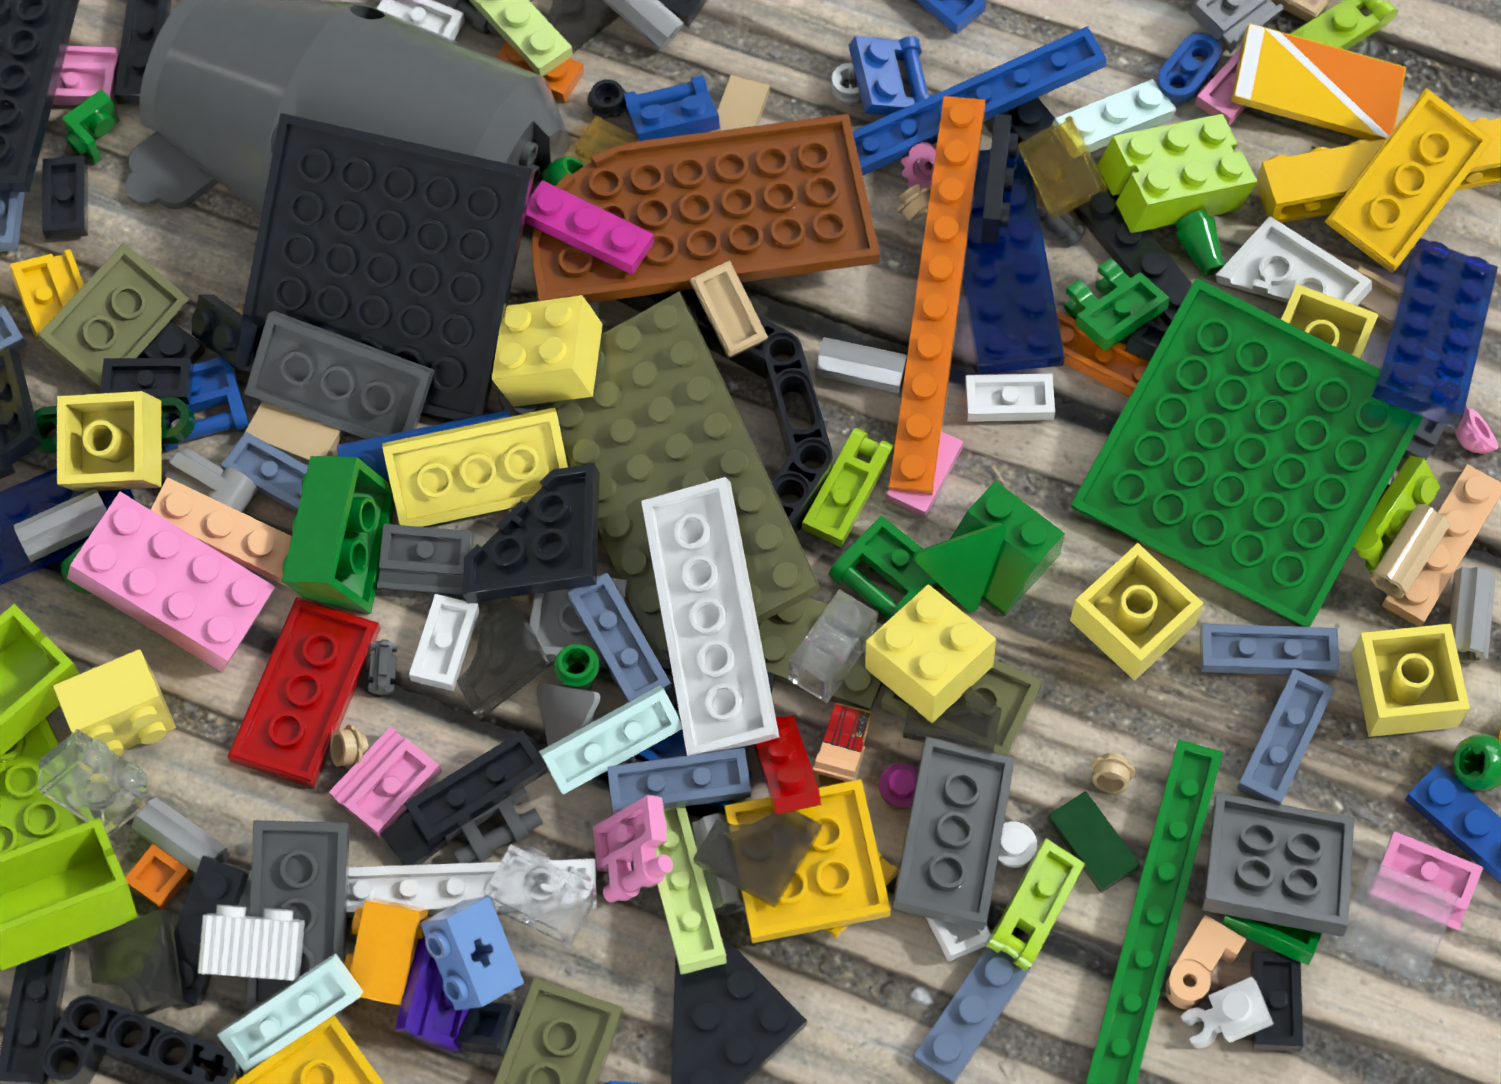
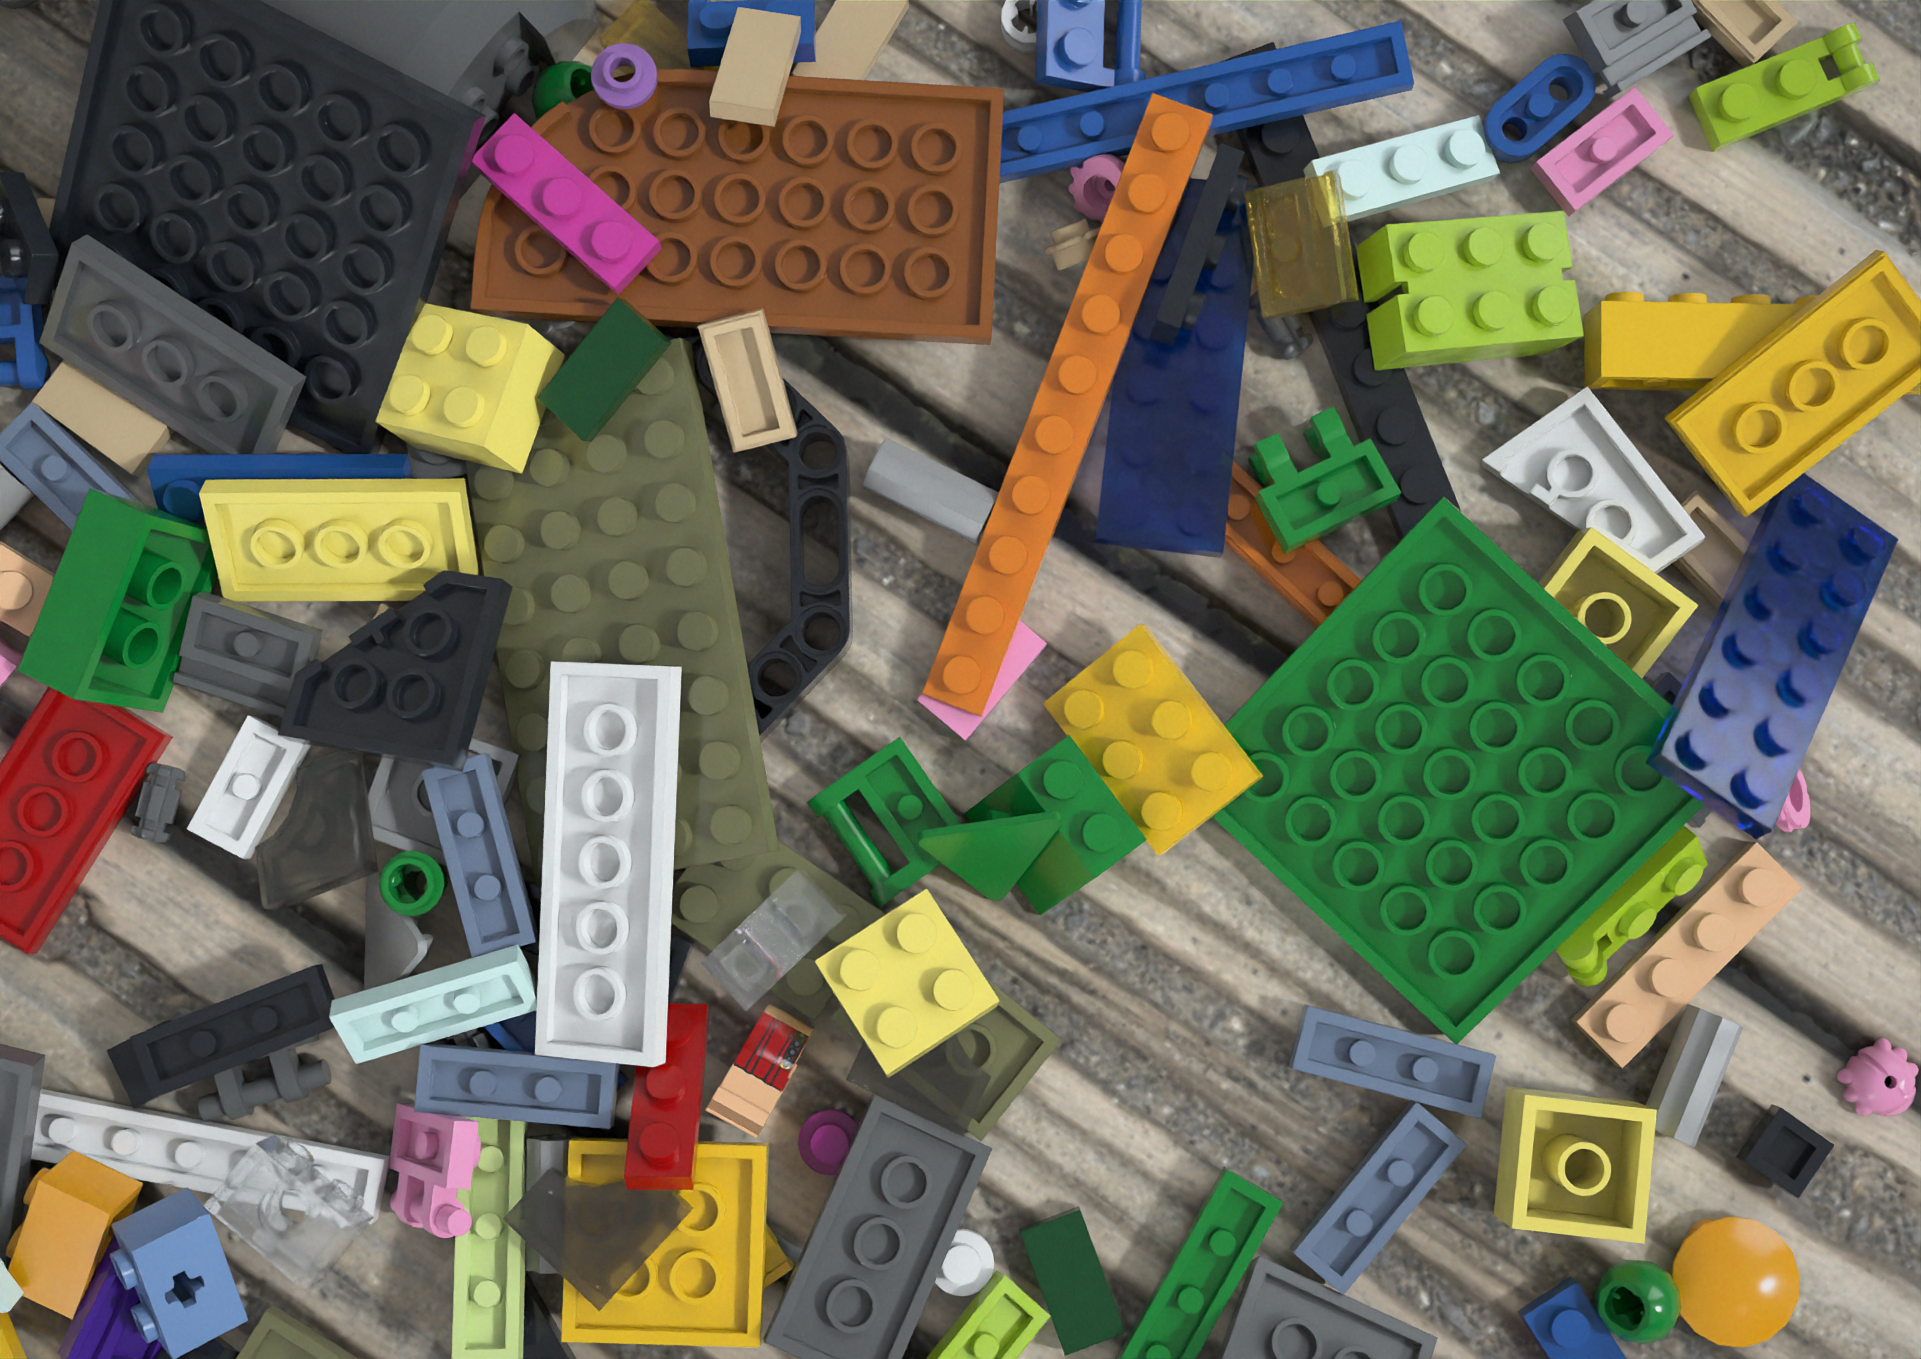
camera: 15 degrees right, 20 degrees up
(348, 746) = (87, 914): tan plate -> none
(384, 781) = (127, 976): bright pink plate -> none
(606, 157) = (624, 94): none -> medium lavender plate
(635, 318) = (604, 369): none -> dark green tile
(688, 128) = (755, 66): none -> tan tile
(847, 488) = (865, 677): lime plate -> none
(1009, 397) = (1131, 589): white plate -> none
(1053, 477) = (1152, 739): none -> yellow plate
(1112, 773) = (1124, 1190): tan plate -> none
(1136, 611) = (1220, 973): light yellow brick -> none
(1146, 340) = (1357, 548): black tile -> none
(1200, 239) = (1475, 402): green cone -> none
(1317, 84) = (1722, 182): tile -> none
(1409, 551) = (1633, 972): tan axle -> none

